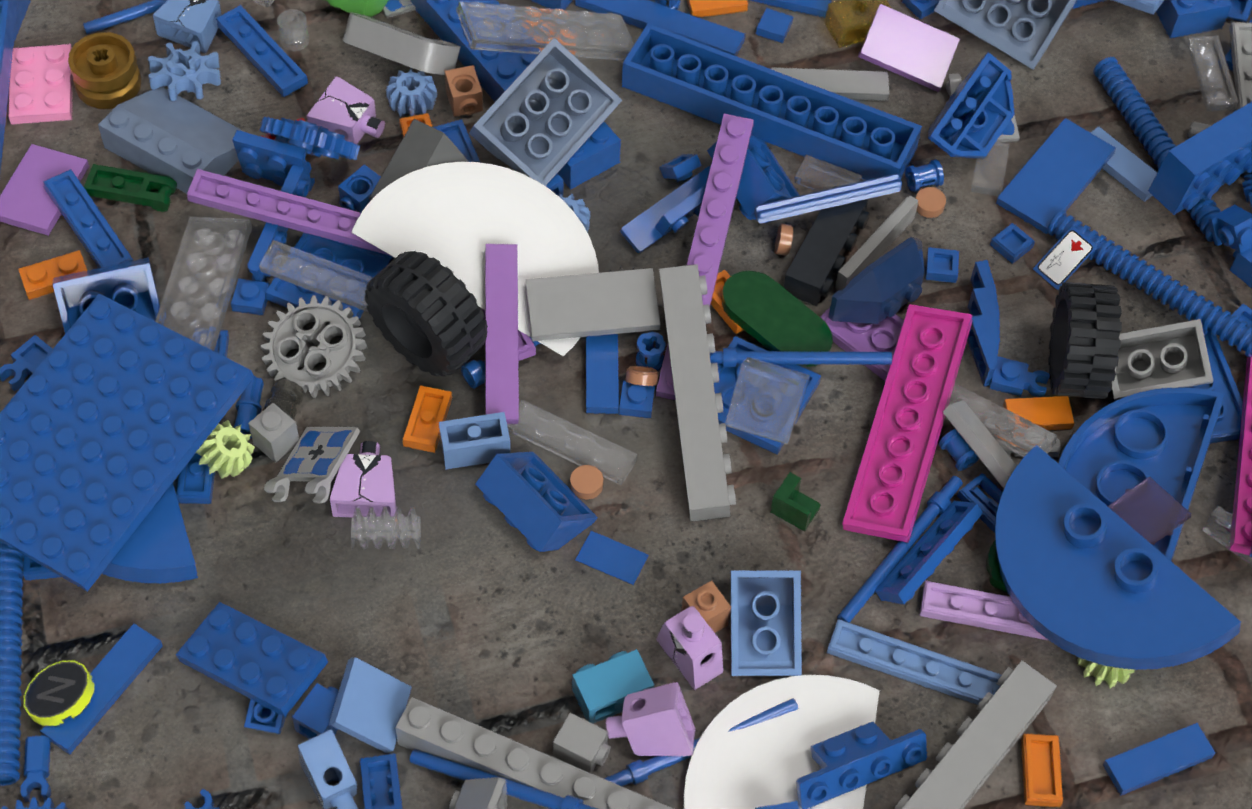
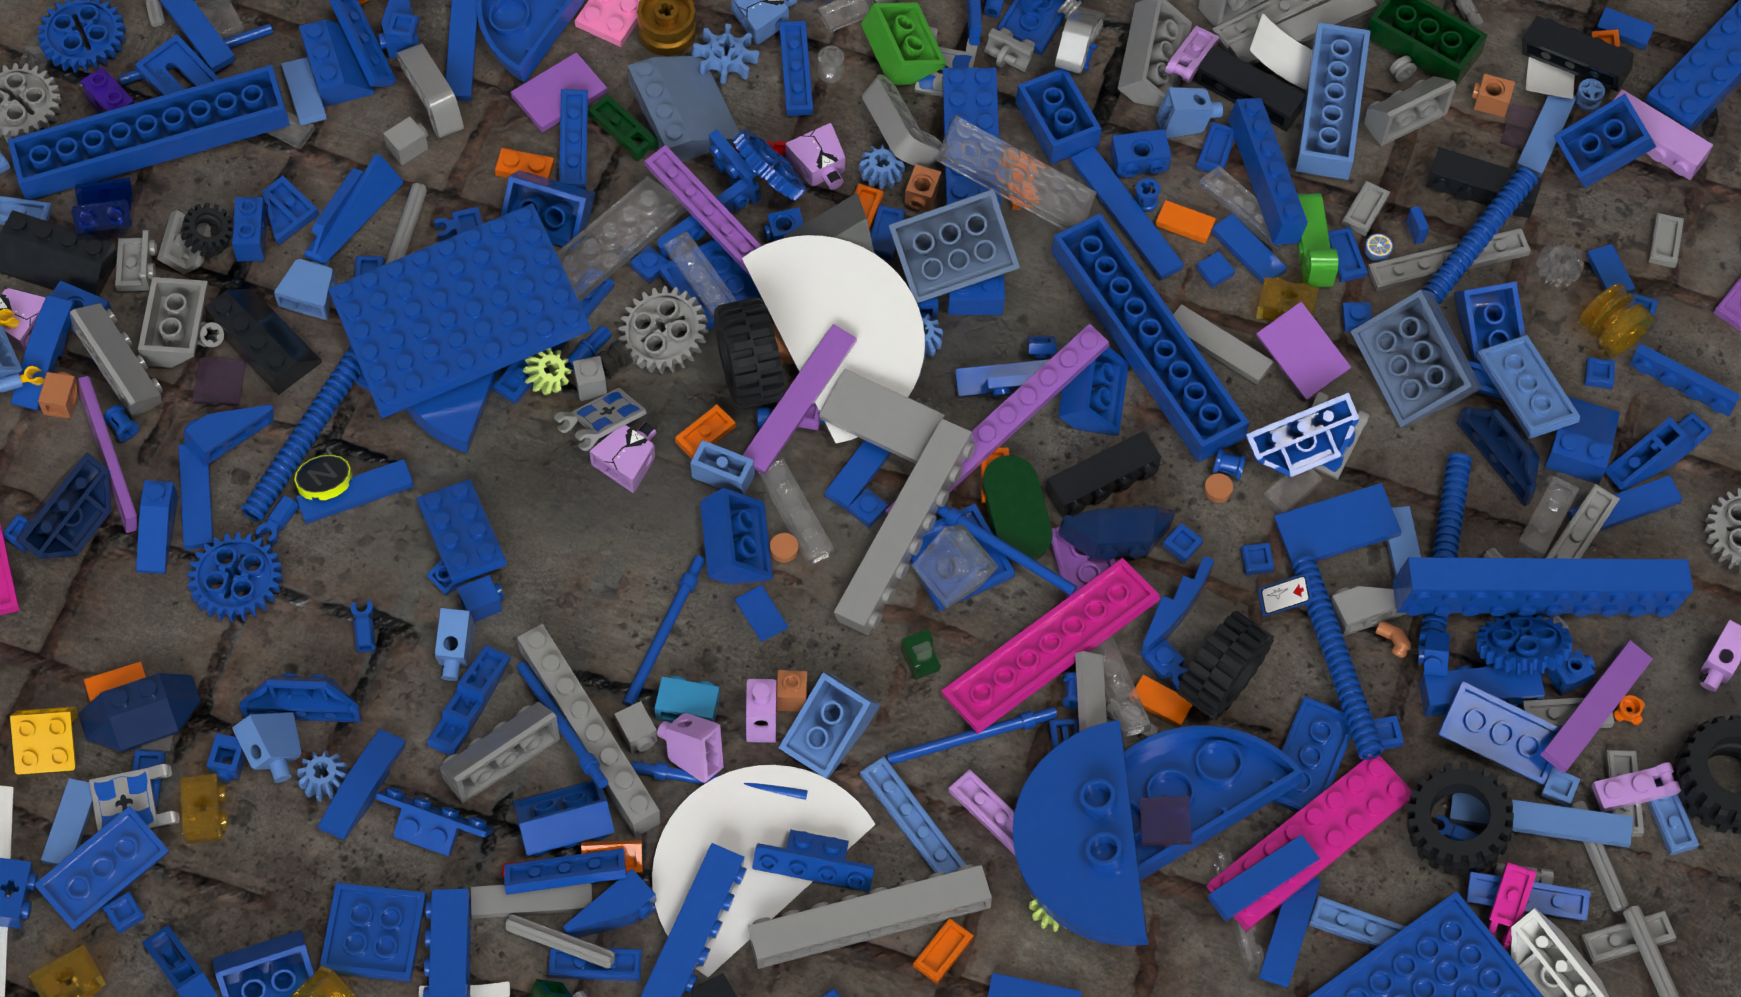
camera: 35 degrees right, 5 degrees up
(370, 705) = (514, 611): medium blue tile -> none
(386, 528) = (615, 496): clear piece -> none
(520, 573) = (687, 584): none -> blue bar
(642, 376) = (882, 492): nougat tile -> none
(646, 349) = (900, 475): blue bush -> none
(783, 239) = (1075, 450): nougat tile -> none
(822, 175) = (1153, 420): clear tile -> none
(827, 198) = (1127, 438): axle -> none
(878, 242) = (1150, 494): light grey tile -> none
(929, 552) = (994, 748): blue plate -> none
(1135, 36) = (1503, 448): none -> dark blue wedge
(1138, 226) = (1363, 607): none -> light grey slope
(1162, 359) = (1278, 715): light grey slope -> none
(1180, 238) = (1398, 637): none -> nougat arm

